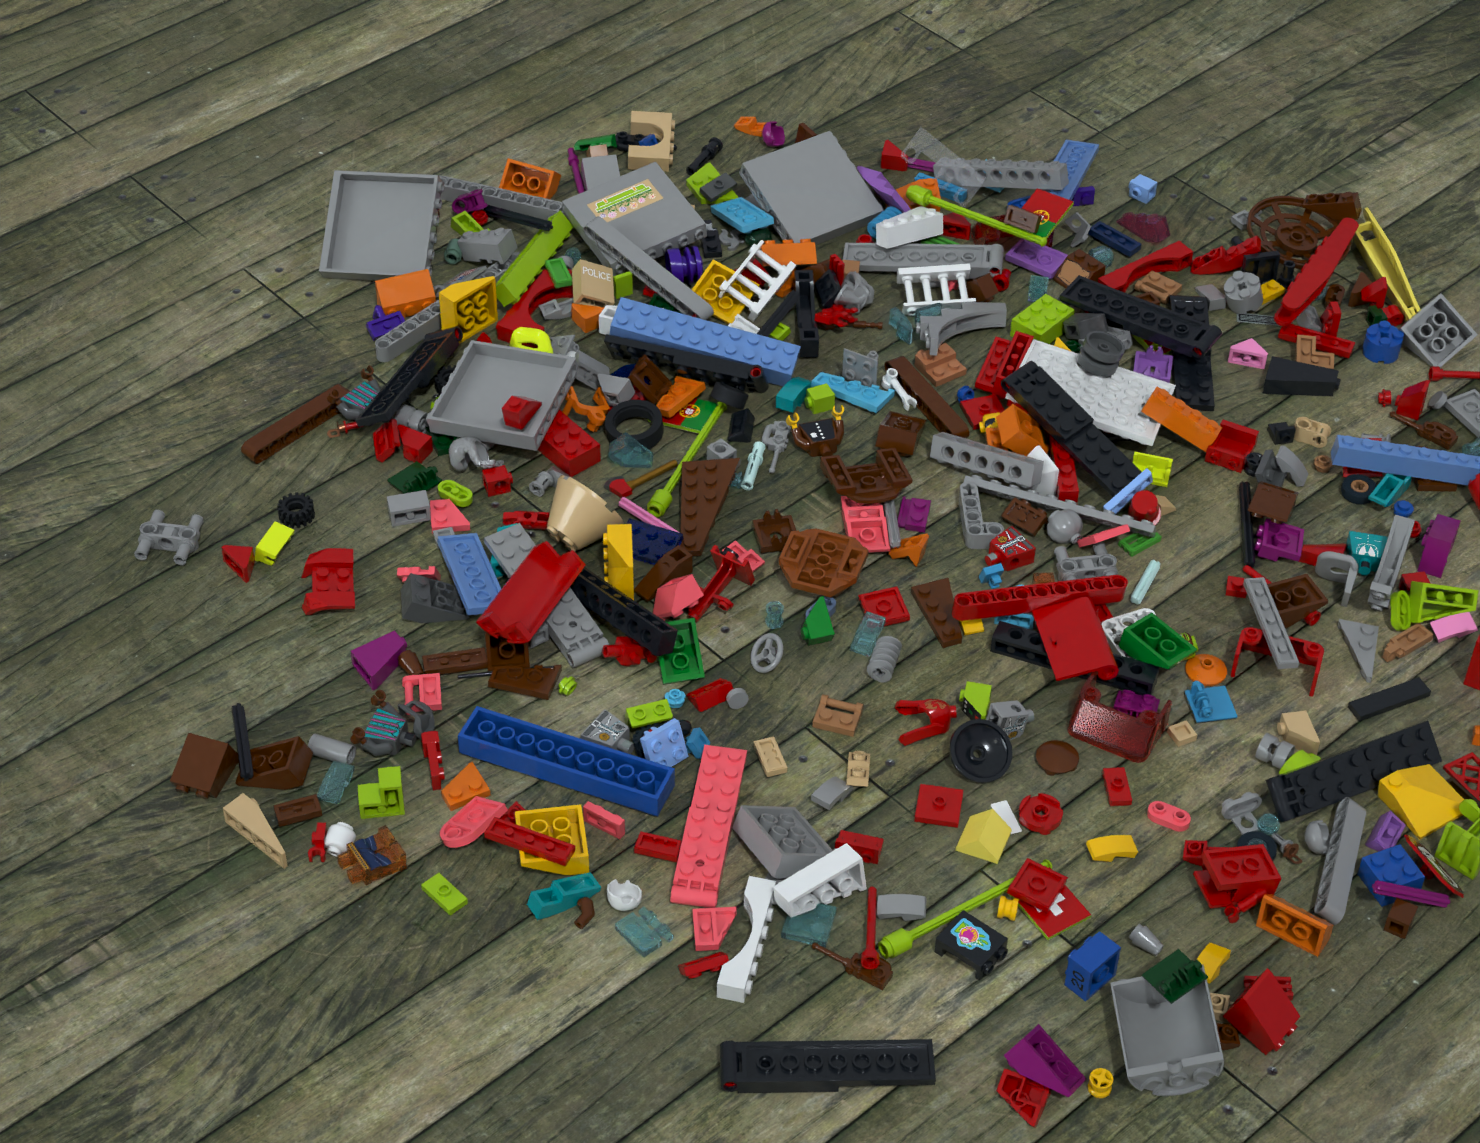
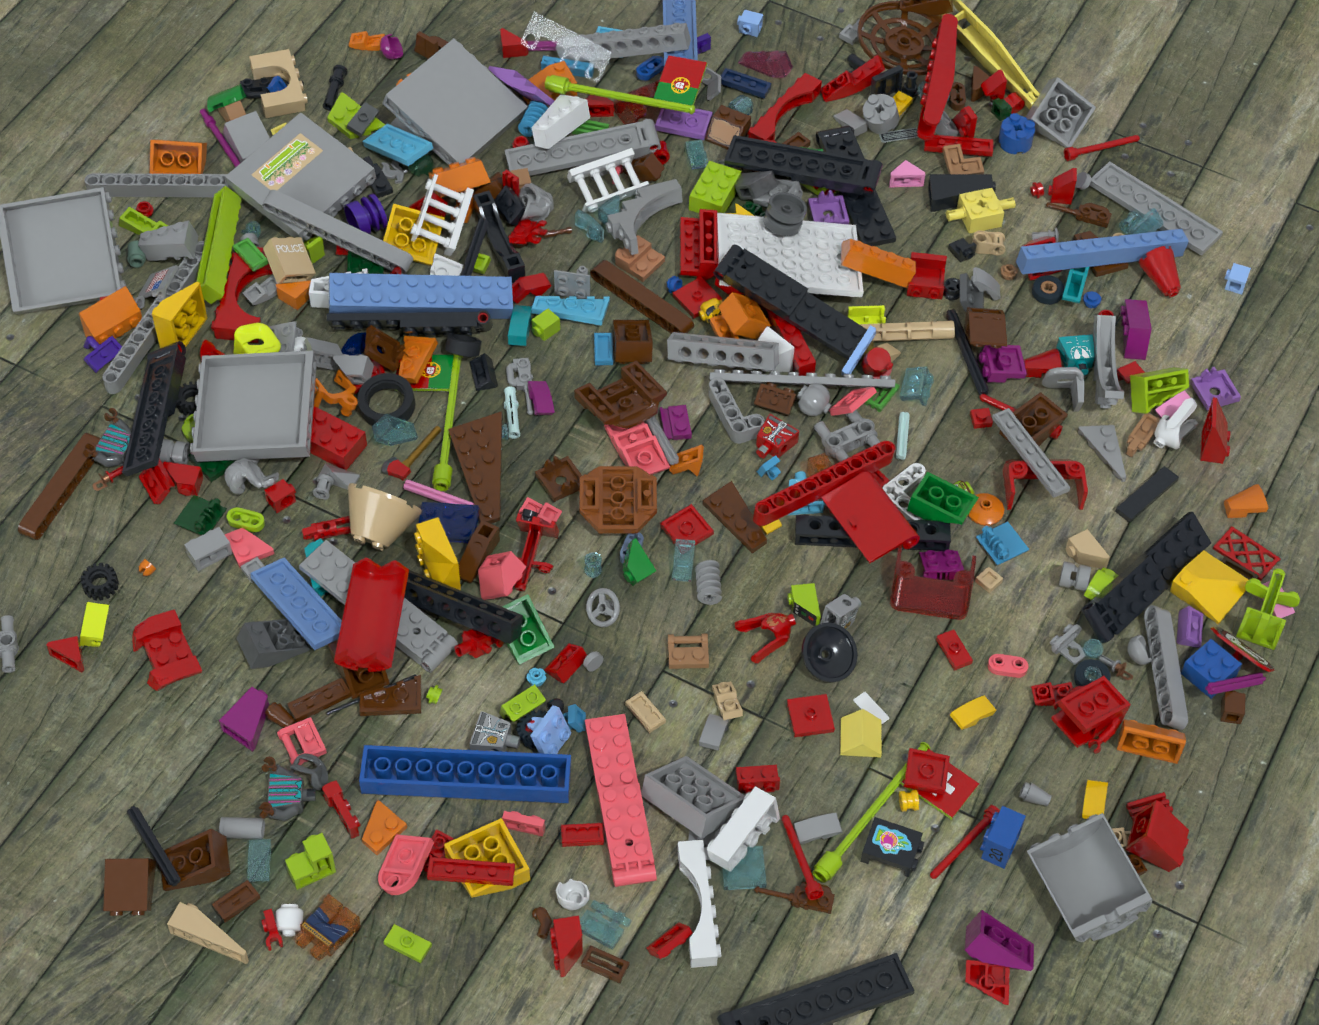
camera: 20 degrees left, 10 degrees up
(344, 510) = (147, 567): none -> orange hinge
(432, 573) = (238, 621): coral wing -> none
(473, 201) = (131, 193): magenta piece -> none
(519, 218) = (186, 203): black axle -> none
(519, 411) = (282, 422): red slope -> none
(562, 895) = (516, 911): teal slope -> none
(598, 934) = (566, 943): none -> red slope
(627, 970) = (601, 971): none -> reddish brown tile
(711, 926) = (660, 900): coral wing -> none
(720, 450) = (478, 408): light grey brick -> none
(787, 460) = (541, 397): none -> magenta slope
(819, 436) = (561, 365): torso -> none
(824, 361) = (536, 284): none -> red slope
(868, 434) = (603, 348): none -> dark azure tile
(890, 381) = (601, 289): white brick -> none
(1022, 219) = (667, 91): reddish brown plate -> none
(1037, 970) = (989, 812): none -> red piece
(1040, 823) = (896, 706): red plate -> none
(1057, 757) = (893, 636): reddish brown dish -> none
(1098, 1077) = (1052, 943): yellow wheel -> none
(1159, 286) = (801, 122): medium nougat plate -> none
(1175, 976) = (1082, 830): dark green hinge -> none
(1180, 540) = (917, 384): none -> clear light blue bracket
(1195, 491) = (913, 330): none -> tan piece
(1315, 400) = (980, 210): none -> light yellow brick
(1400, 611) = (1128, 406): lime plate -> none
(1432, 642) = (1170, 432): none -> white piece

